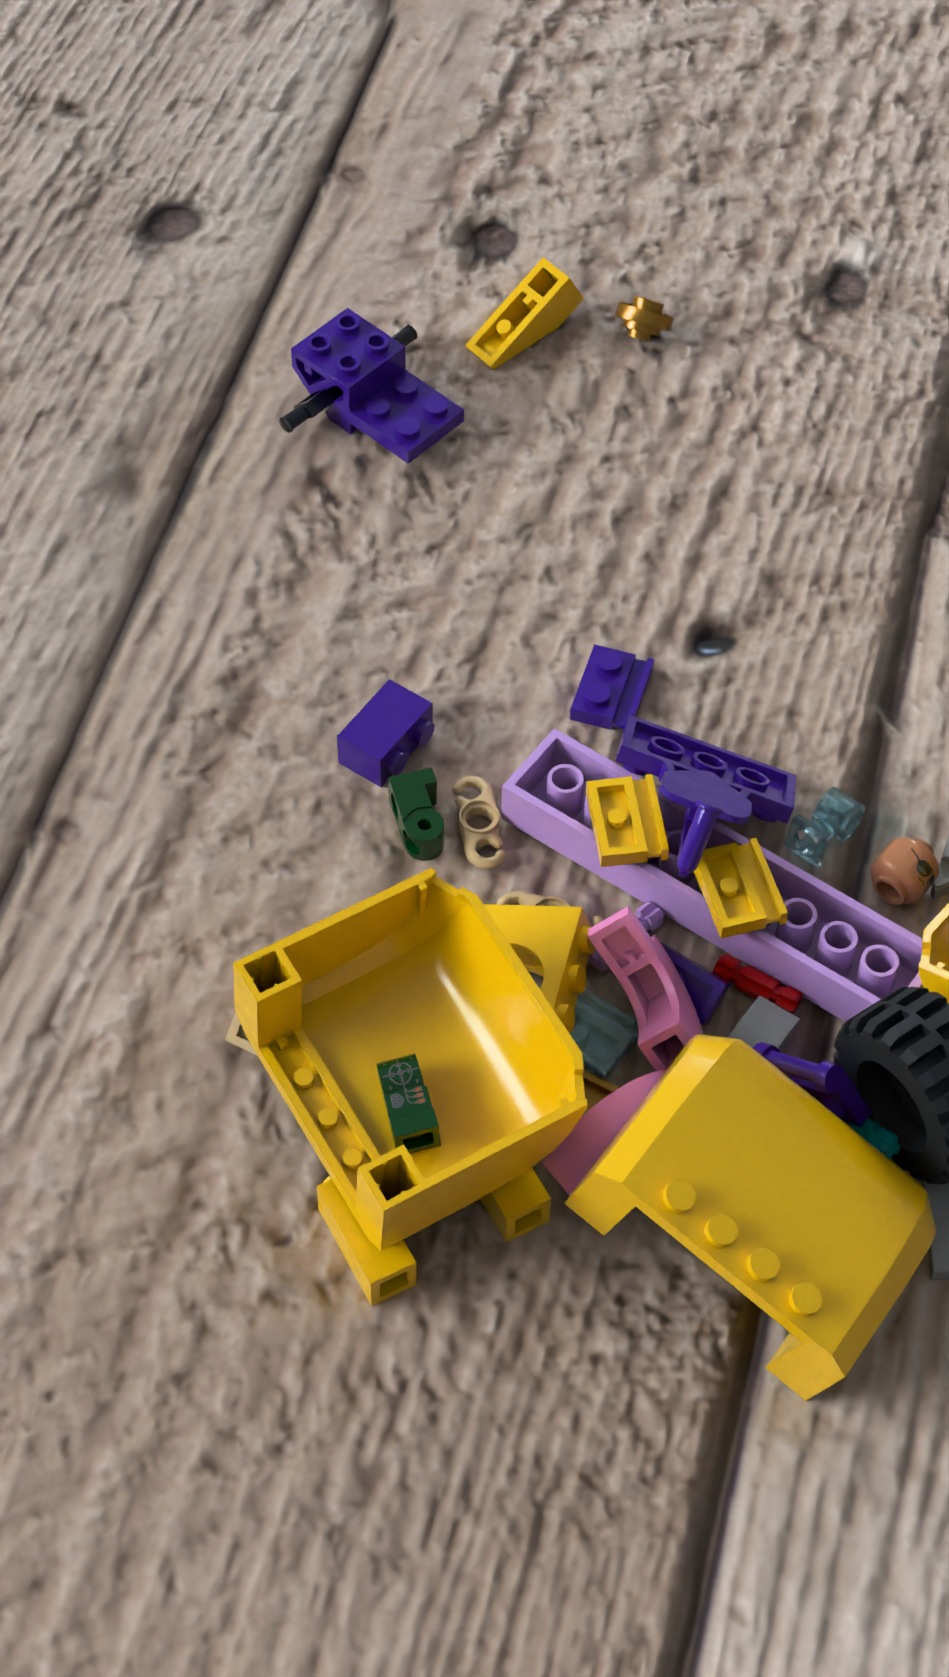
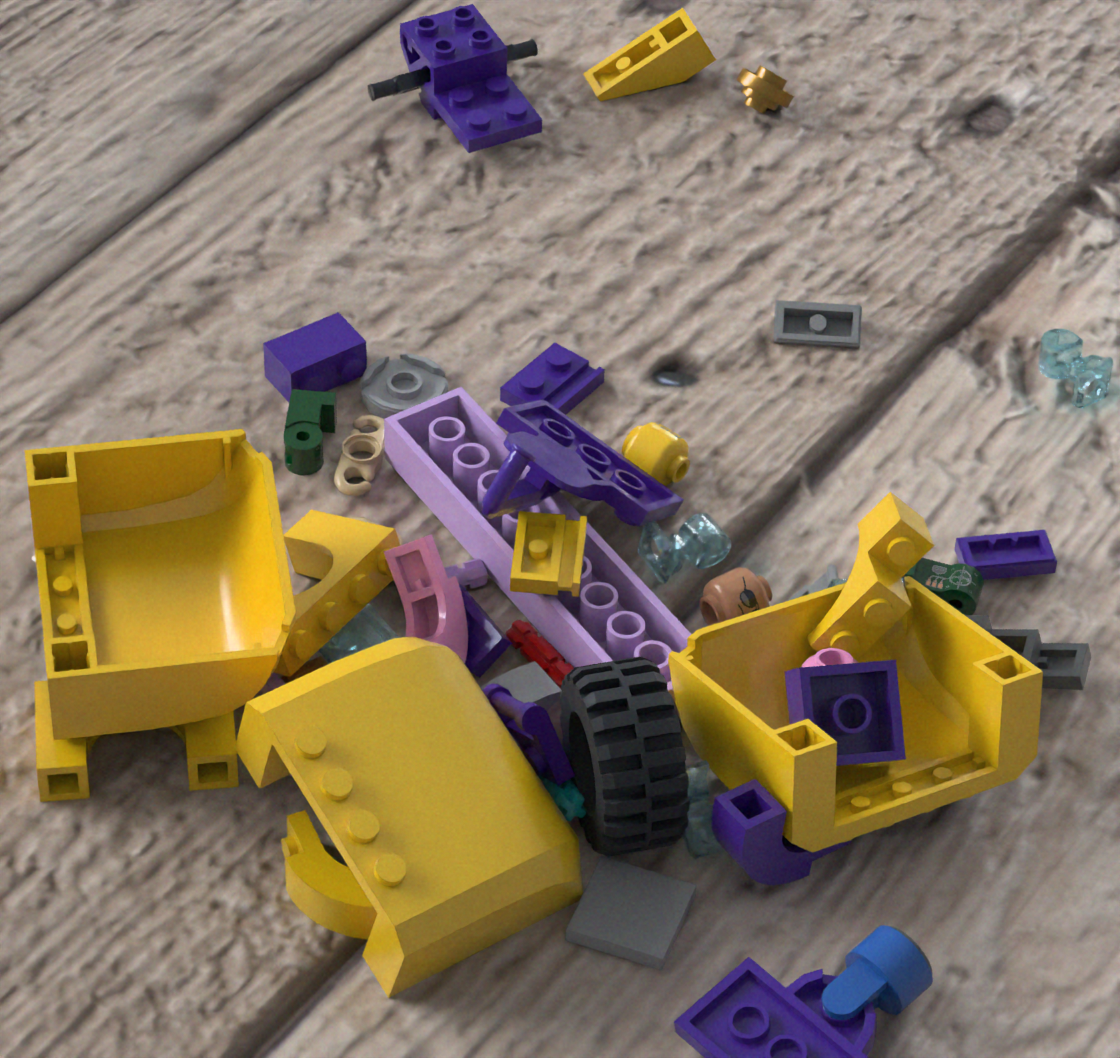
camera: 20 degrees right, 10 degrees down
(408, 1104) = (139, 624): dark green leg -> none
(479, 737) = (401, 384): none -> light grey tile
(626, 820) = (469, 469): yellow plate -> none
(696, 1309) = (322, 885): none -> yellow arch
(750, 733) = (657, 452): none -> yellow head
(814, 551) = (817, 324): none -> light grey slope

